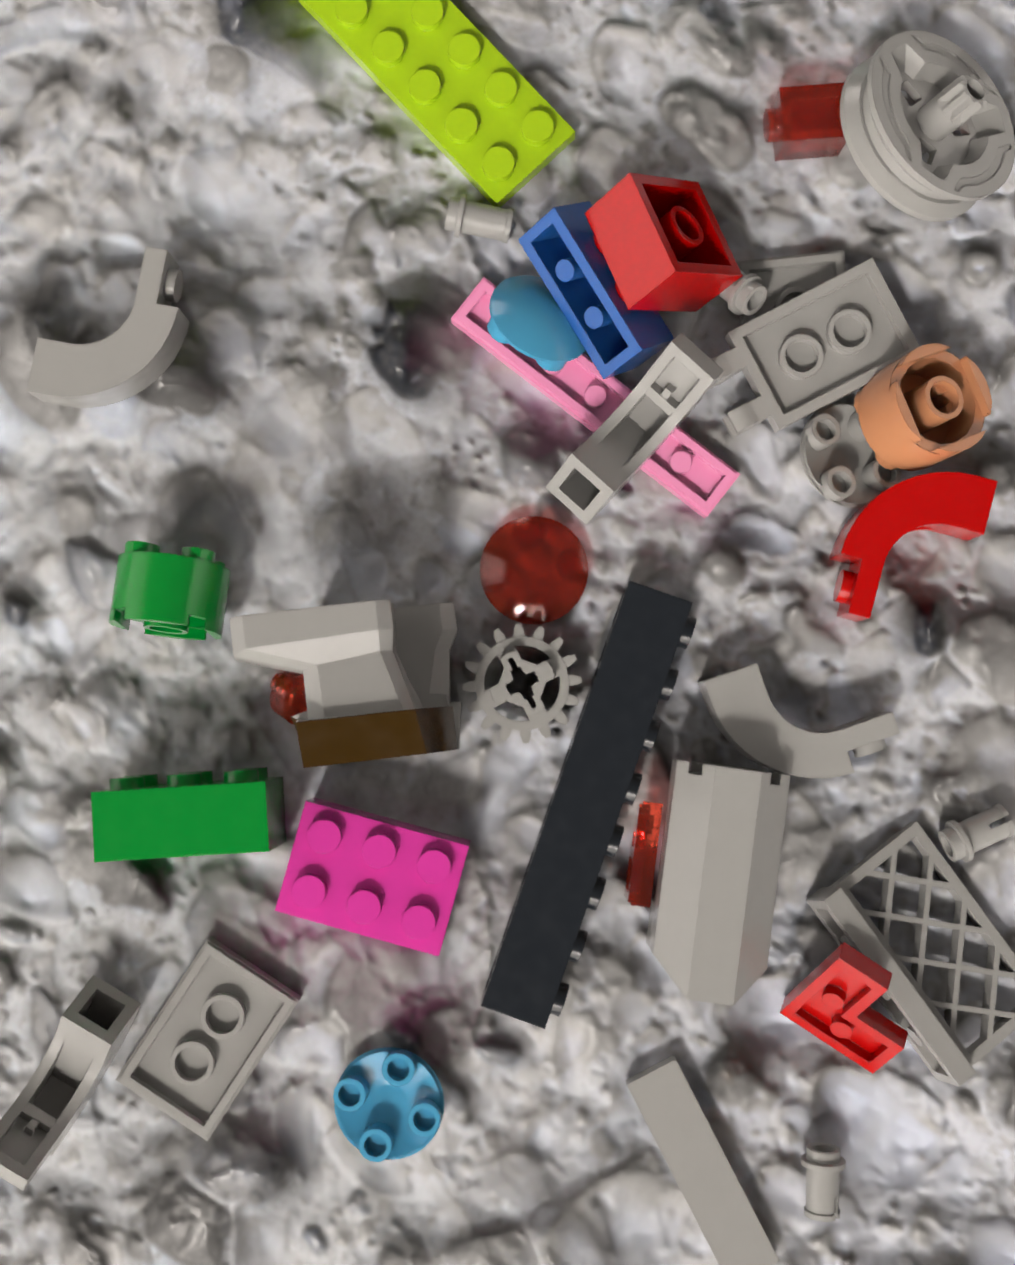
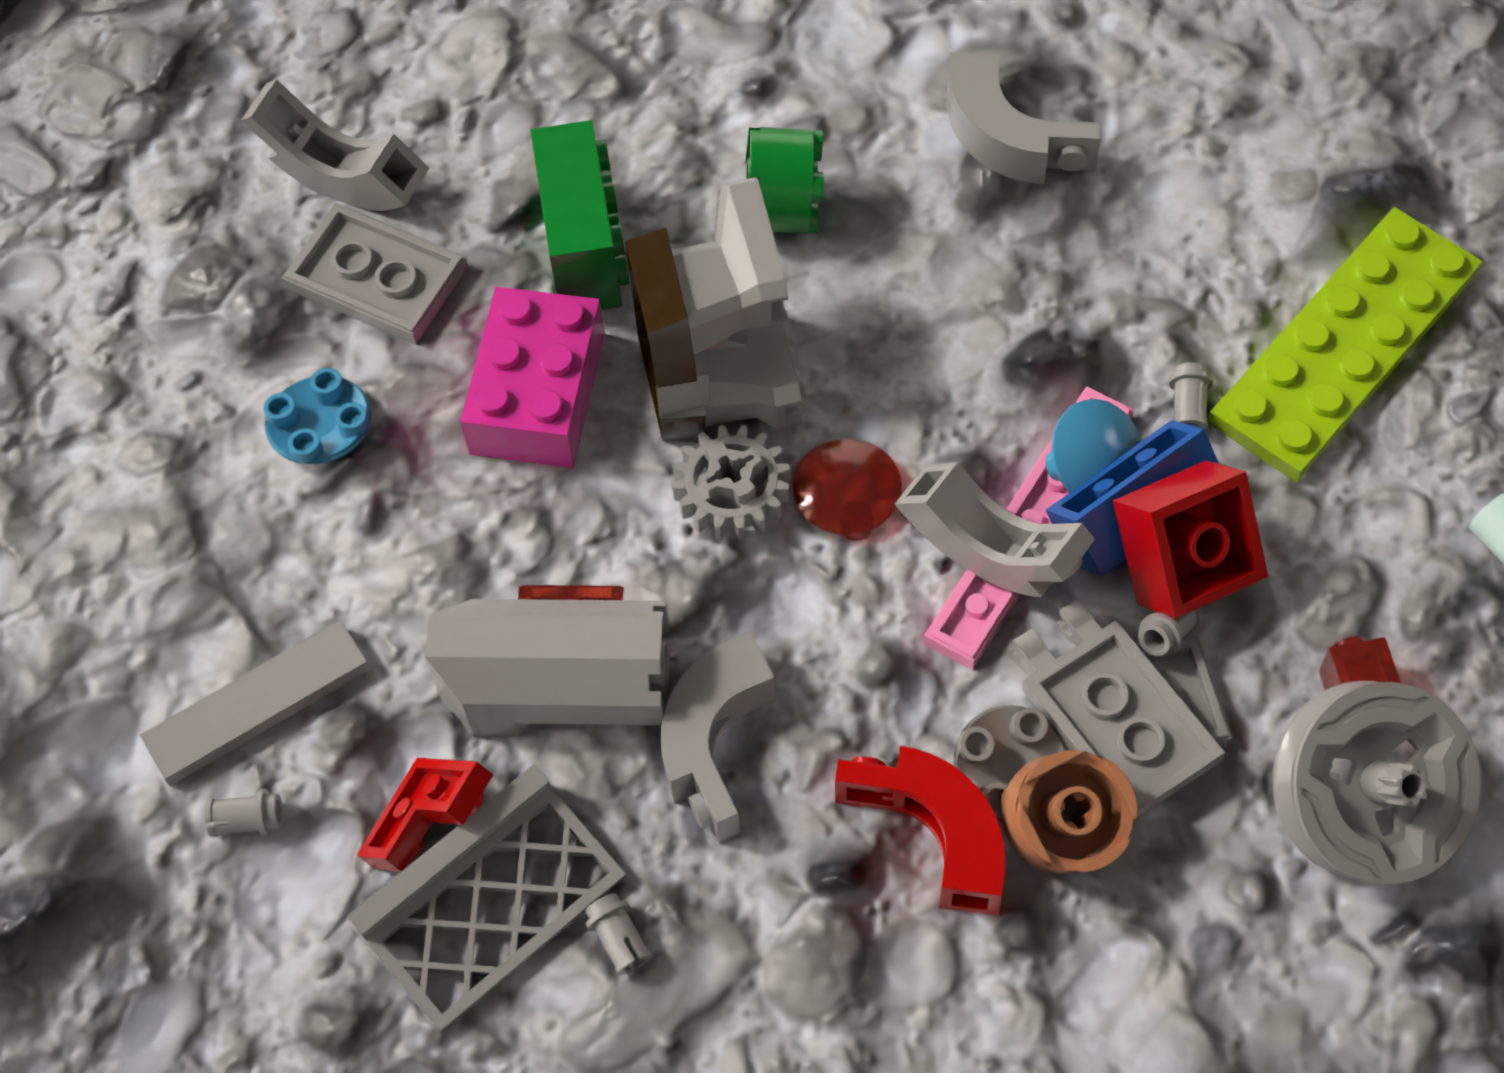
camera: 85 degrees right, 25 degrees down
(586, 805) = (608, 545): black brick -> none

